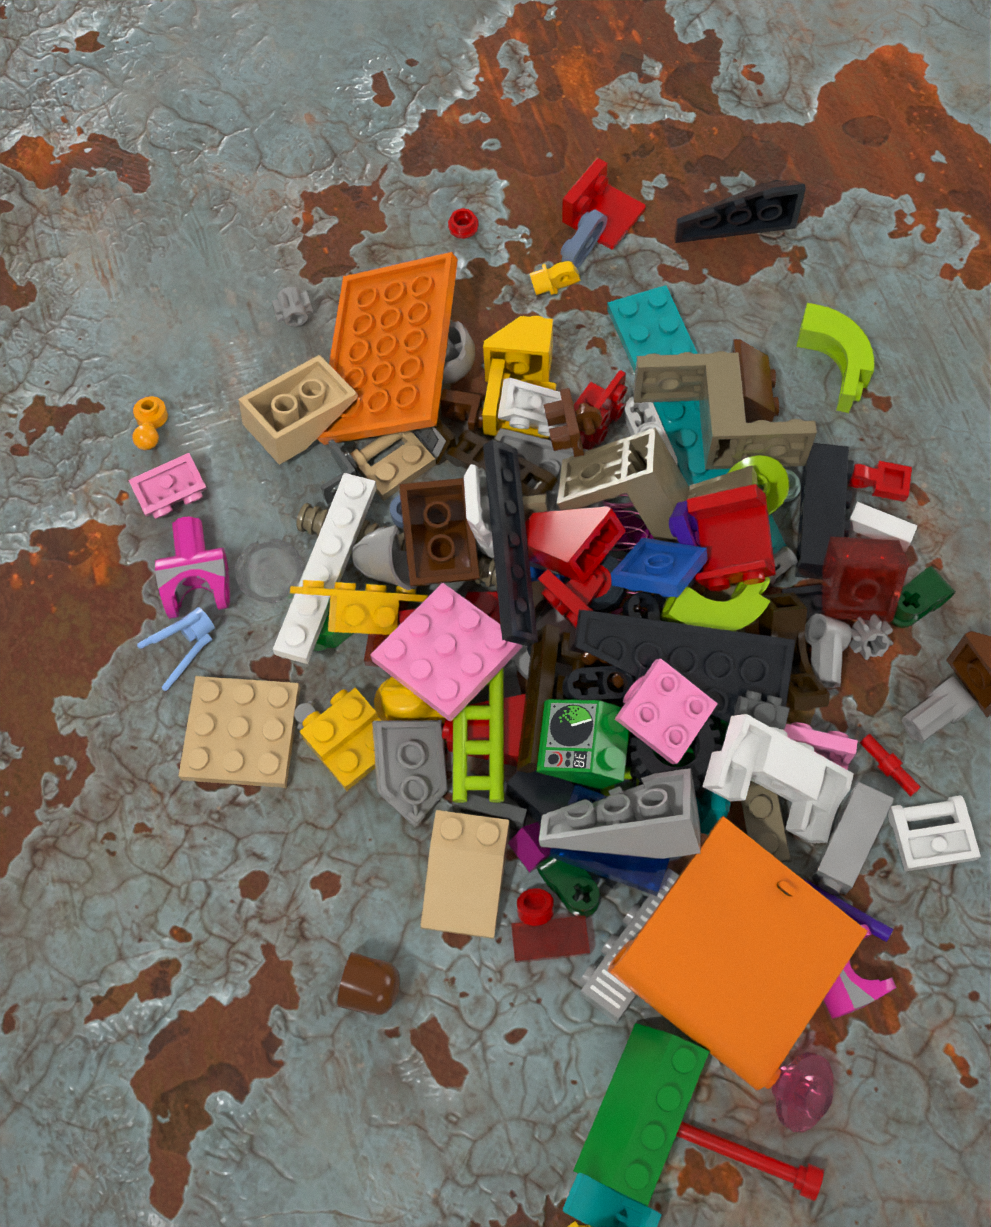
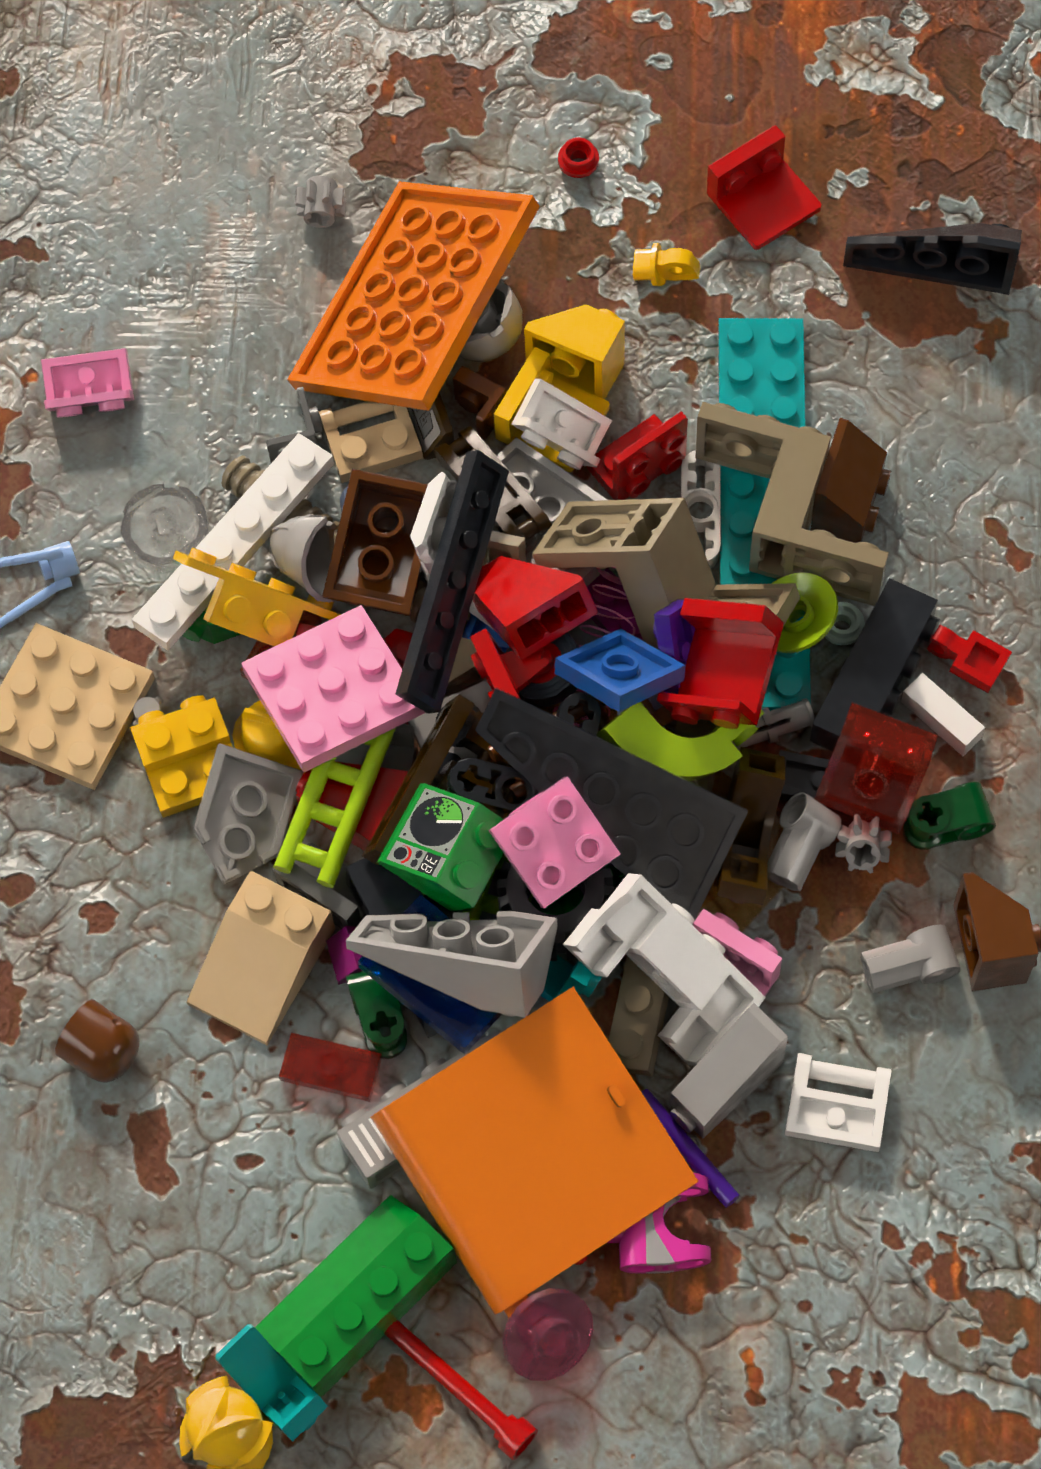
camera: 20 degrees right, 0 degrees up
(149, 415) = (98, 286): light orange plate -> none
(191, 568) = (78, 492): dark pink connector -> none
(296, 408) = (274, 333): tan slope -> none
(535, 906) = (327, 1023): red tile -> none
(568, 436) = (596, 457): reddish brown hips -> none
(589, 230) = (721, 226): sand blue plate -> none
(768, 712) = (677, 886): dark grey piece -> none
(845, 343) = (995, 457): lime arch -> none
(890, 765) = (822, 1005): red bar -> none

